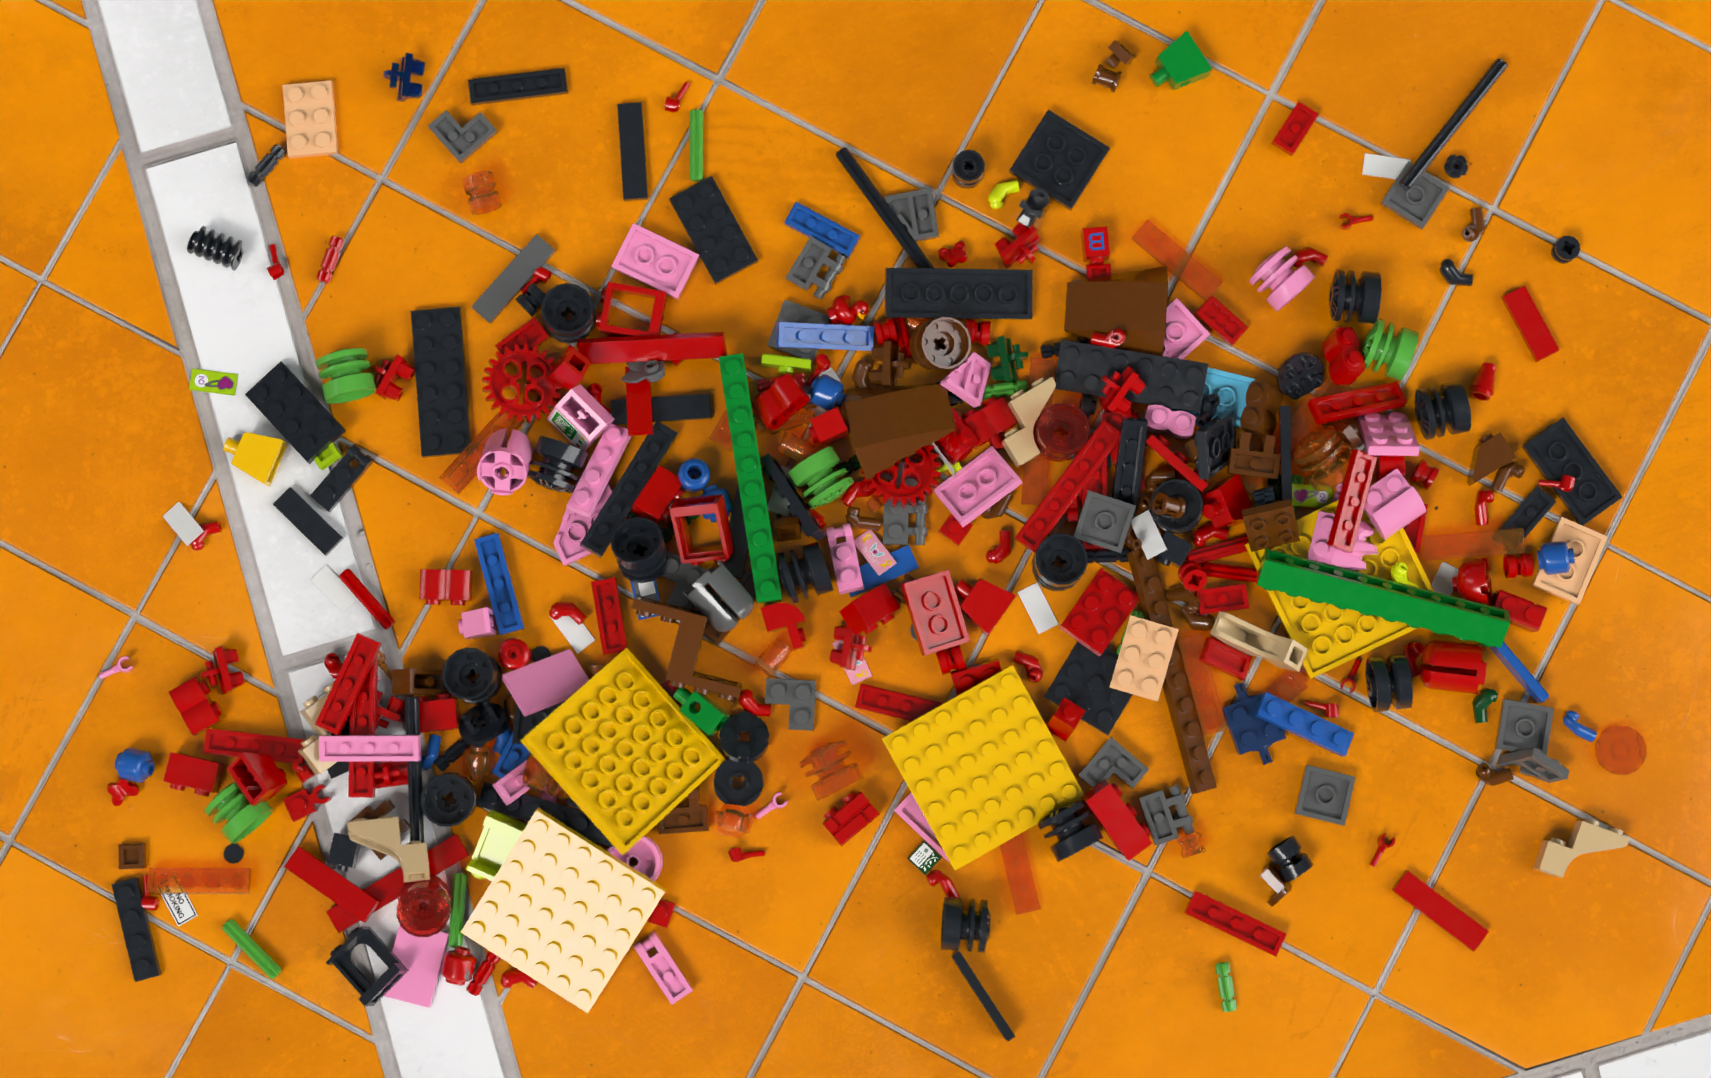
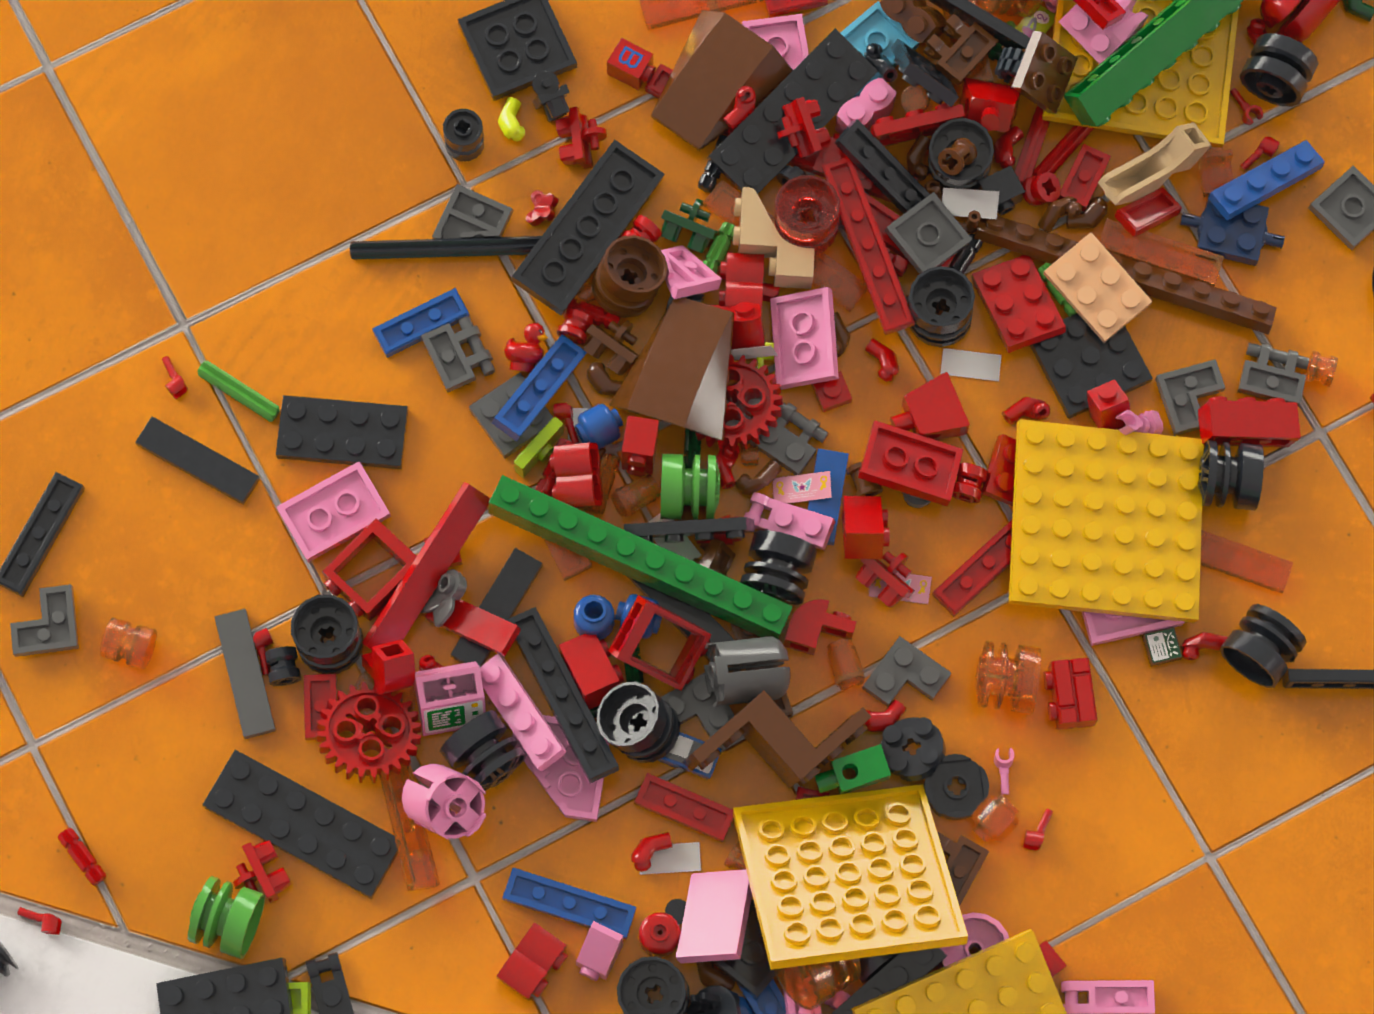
camera: 60 degrees left, 10 degrees down
(1071, 752) = (1146, 423): none -> bright pink piece

